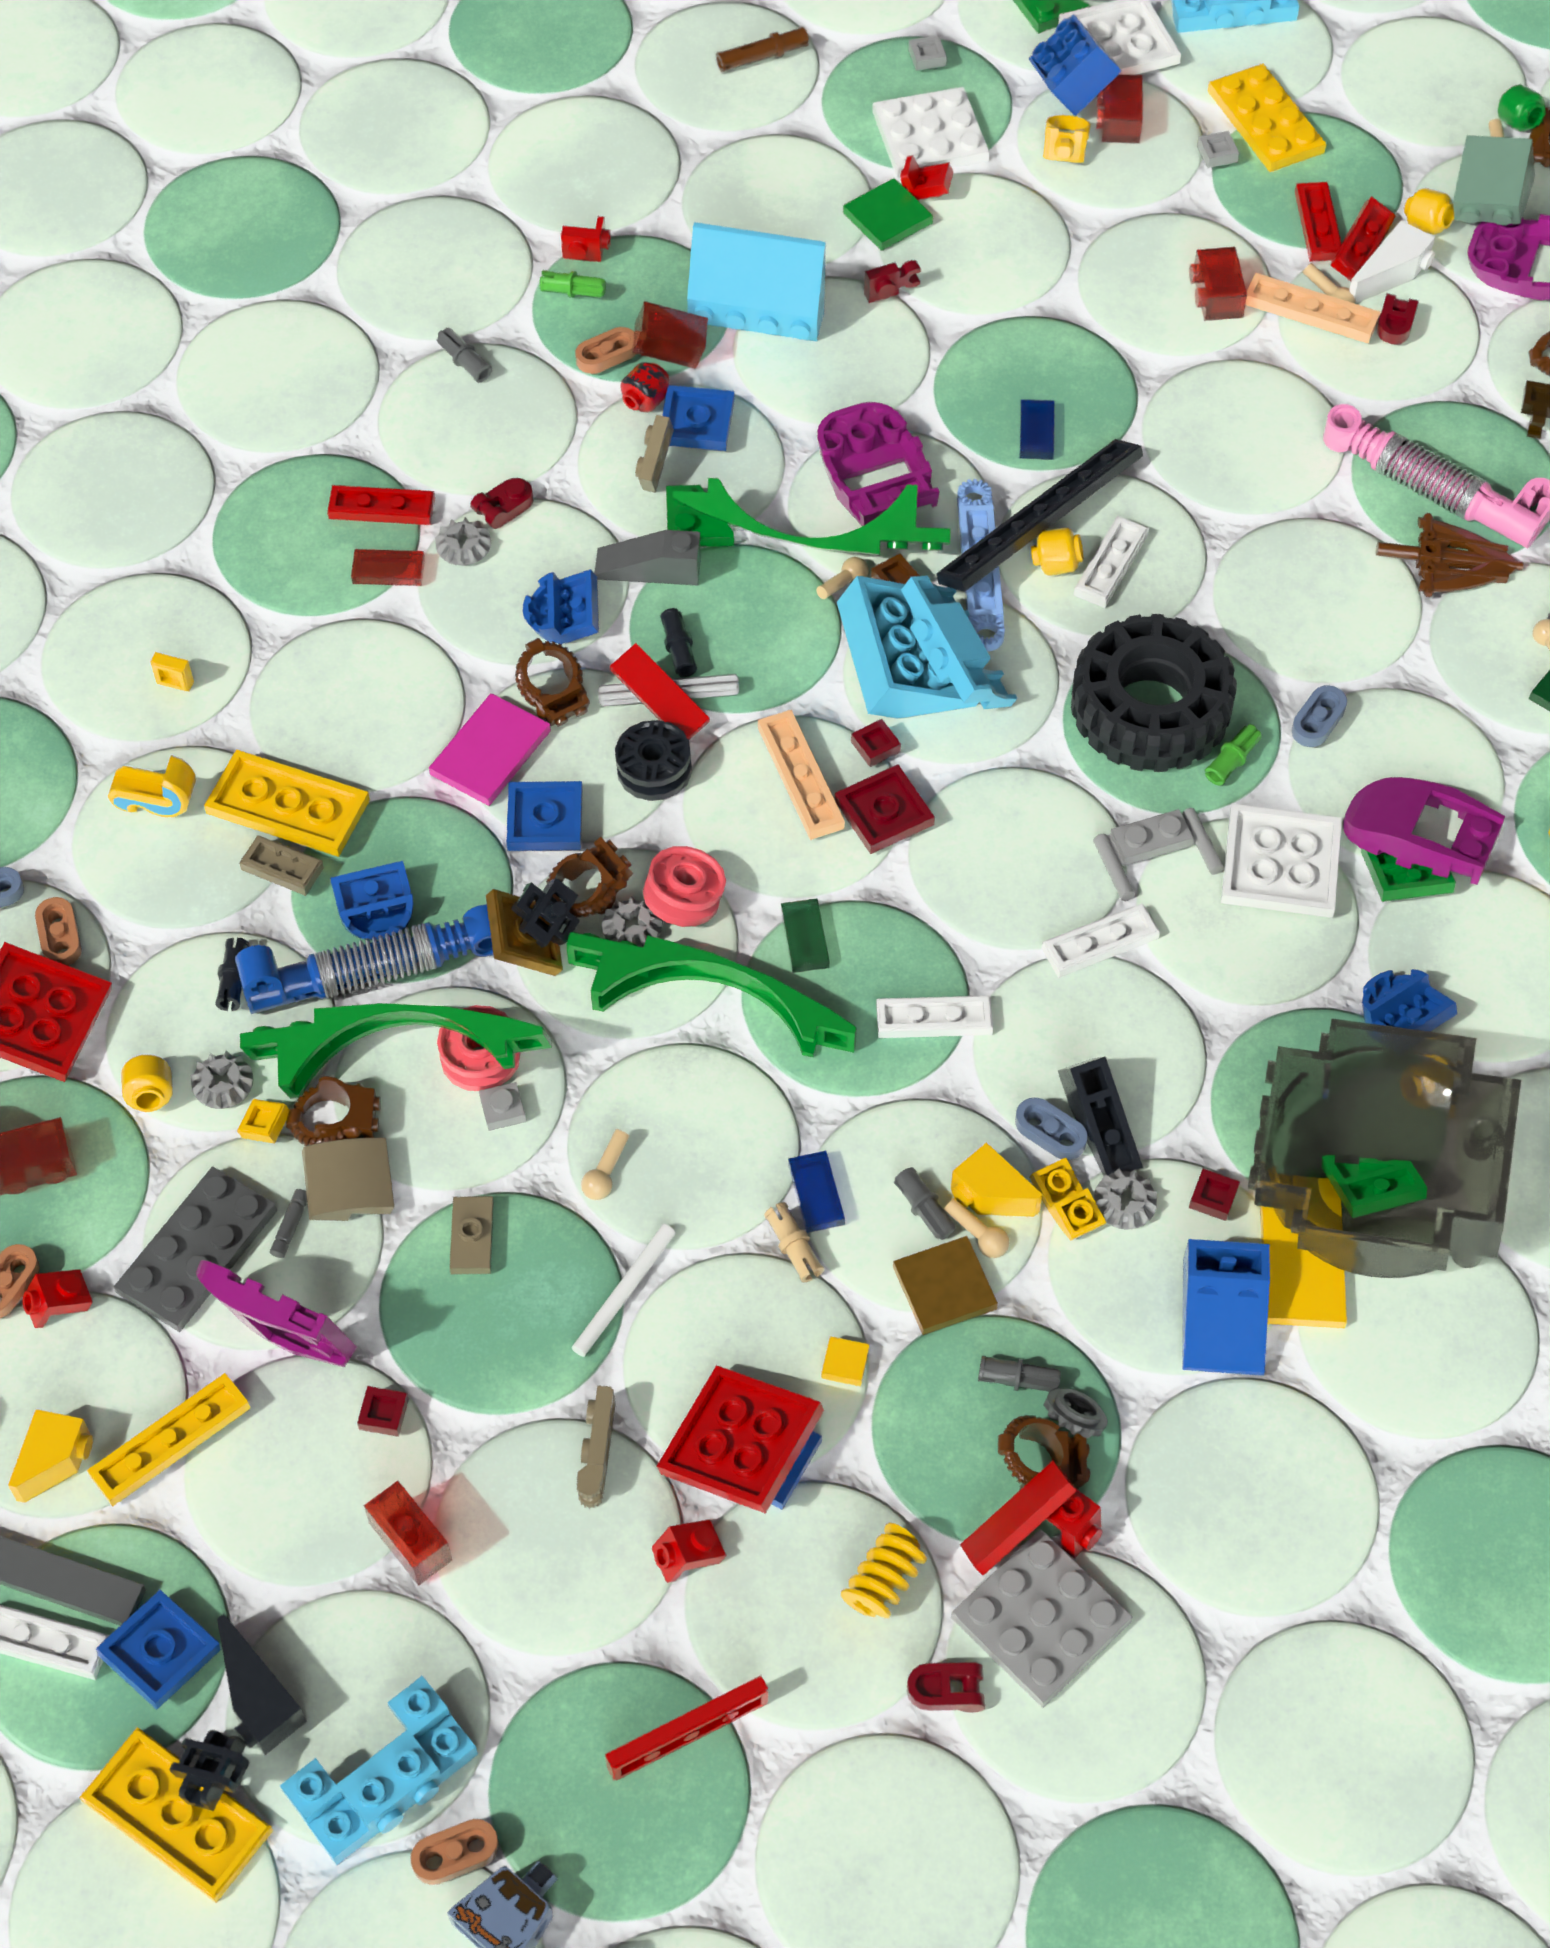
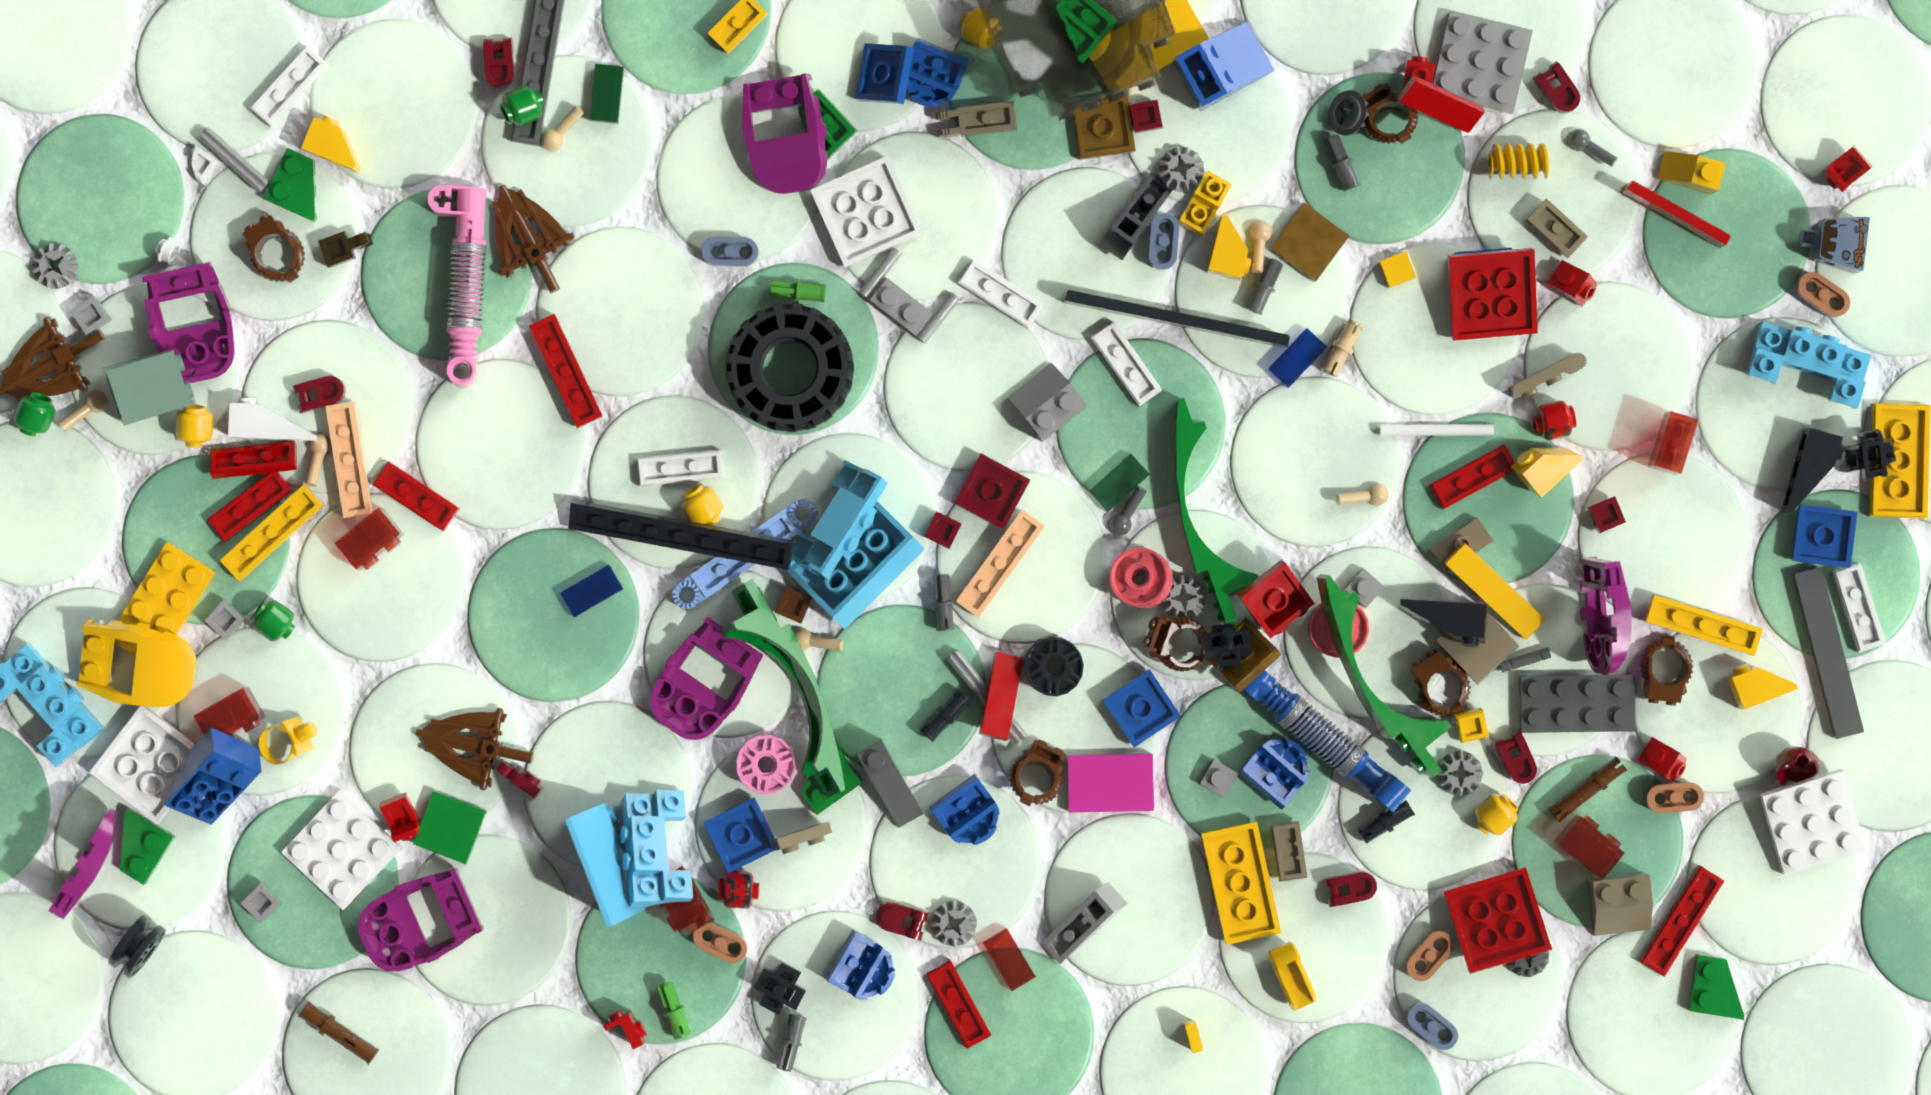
camera: 120 degrees left, 30 degrees up
(92, 1211) = (1587, 789): none -> reddish brown pin
(137, 1339) = (1668, 692): none -> reddish brown piece
(176, 1140) = (1521, 767): none -> dark red plate
(188, 910) = (1360, 887): none -> dark red plate
(368, 646) = (1084, 922): none -> light grey slope
(391, 1231) = (1494, 591): none -> yellow tile
(394, 1157) = (1456, 620): none -> black slope
(412, 847) = (1218, 778): none -> light grey plate
(485, 444) = (862, 967): none -> slope
(491, 1371) = (1544, 467): none -> yellow slope
(525, 367) = (779, 988): none -> black piece
(538, 1422) = (1554, 420): none -> red head
(539, 1297) = (1472, 476): none -> red tile
(560, 992) = (1276, 599): none -> red plate
(727, 1785) = (1691, 171): none -> yellow slope
(744, 323) = (646, 848): none -> medium azure bracket
(752, 469) = (759, 780): none -> bright pink wheel
(759, 914) = (1121, 522): none -> dark grey bar
(770, 1572) = (1556, 228): none -> dark tan plate
(798, 702) = (943, 602): none -> dark grey axle
(819, 126) = (394, 934): none -> magenta slope
(861, 1678) = (1580, 140): none -> dark grey bar
(943, 911) = (1047, 402): none -> light grey slope
(947, 275) = (442, 738): none -> reddish brown bar
(947, 1090) = (1177, 319): none -> black tile
(1191, 178) = (273, 620): none -> green head
(1220, 62) = (162, 664): none -> yellow slope
(1222, 1144) = (1104, 130): none -> pearl gold tile
(1236, 343) = (416, 496): none -> red tile
(1279, 220) = (272, 532): none -> yellow plate
(1283, 516) = (566, 371): none -> red plate
(1318, 1015) = (979, 119): none -> dark tan hinge
(1434, 952) = (884, 73): none -> blue plate

